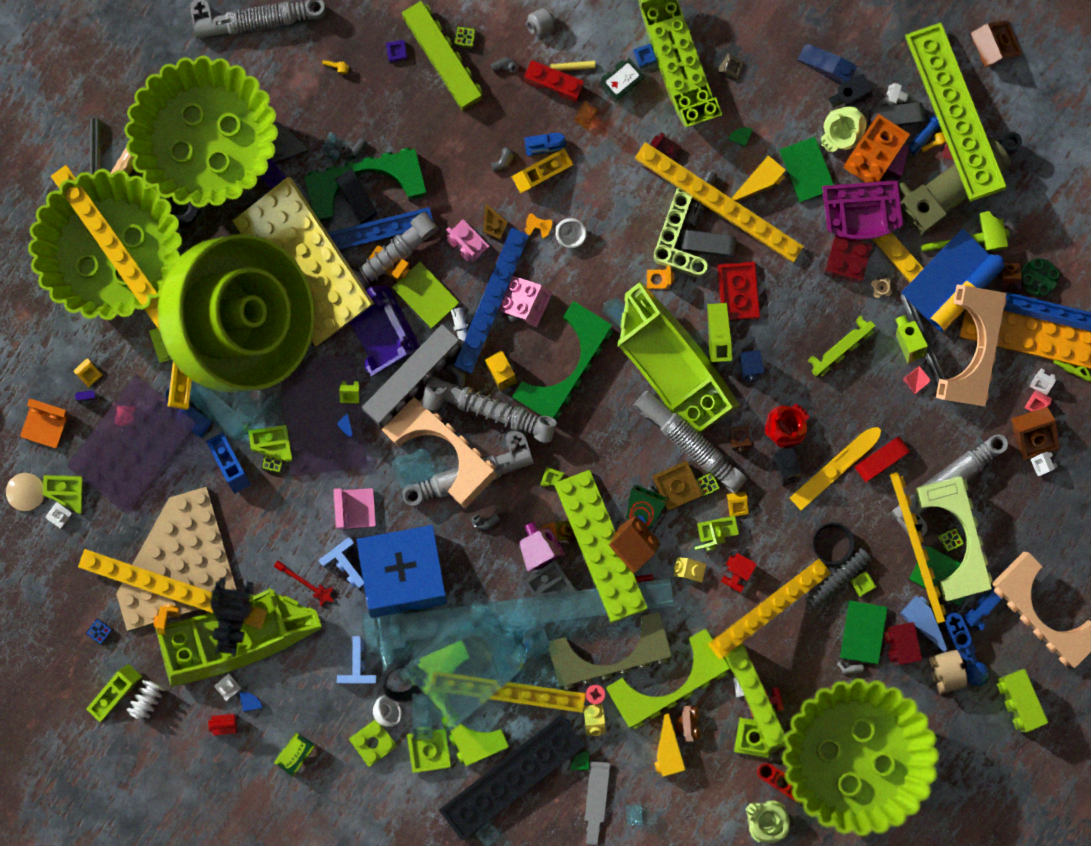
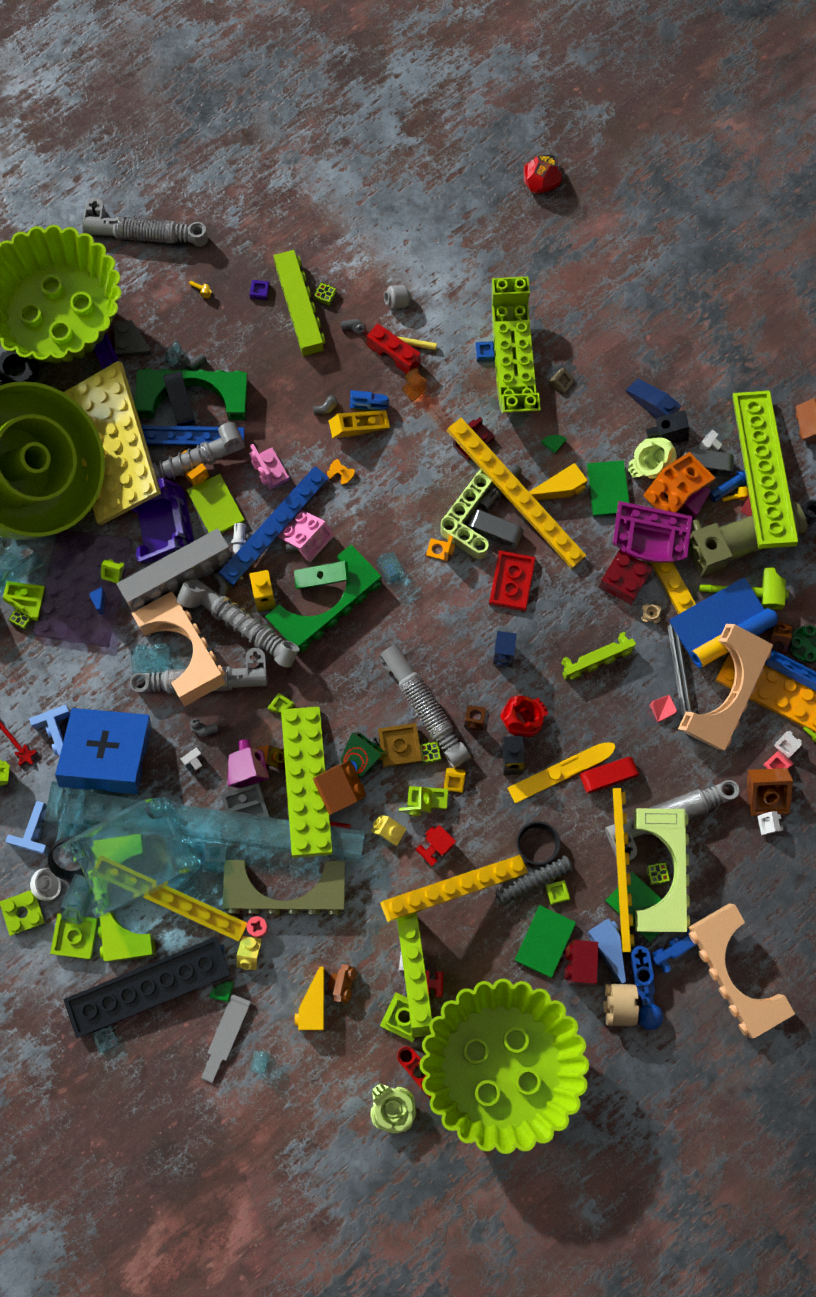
camera: 20 degrees right, 10 degrees down
(354, 508) = (80, 680): bright pink bracket -> none
(484, 554) = (191, 758): none -> white tile
(493, 223) = (299, 458): pearl gold piece -> none
(544, 343) = (312, 576): none -> tile
(570, 233) = (368, 484): white piece -> none
(621, 80) = (456, 365): brick -> none
(636, 706) = (296, 952): lime arch -> none
(673, 361) = (430, 626): lime slope -> none
(719, 333) = (482, 611): lime slope -> none
(852, 669) = (522, 975): light grey piece -> none
(910, 339) = (667, 668): lime torso -> none
(1021, 701) = (690, 1057): lime piece -> none

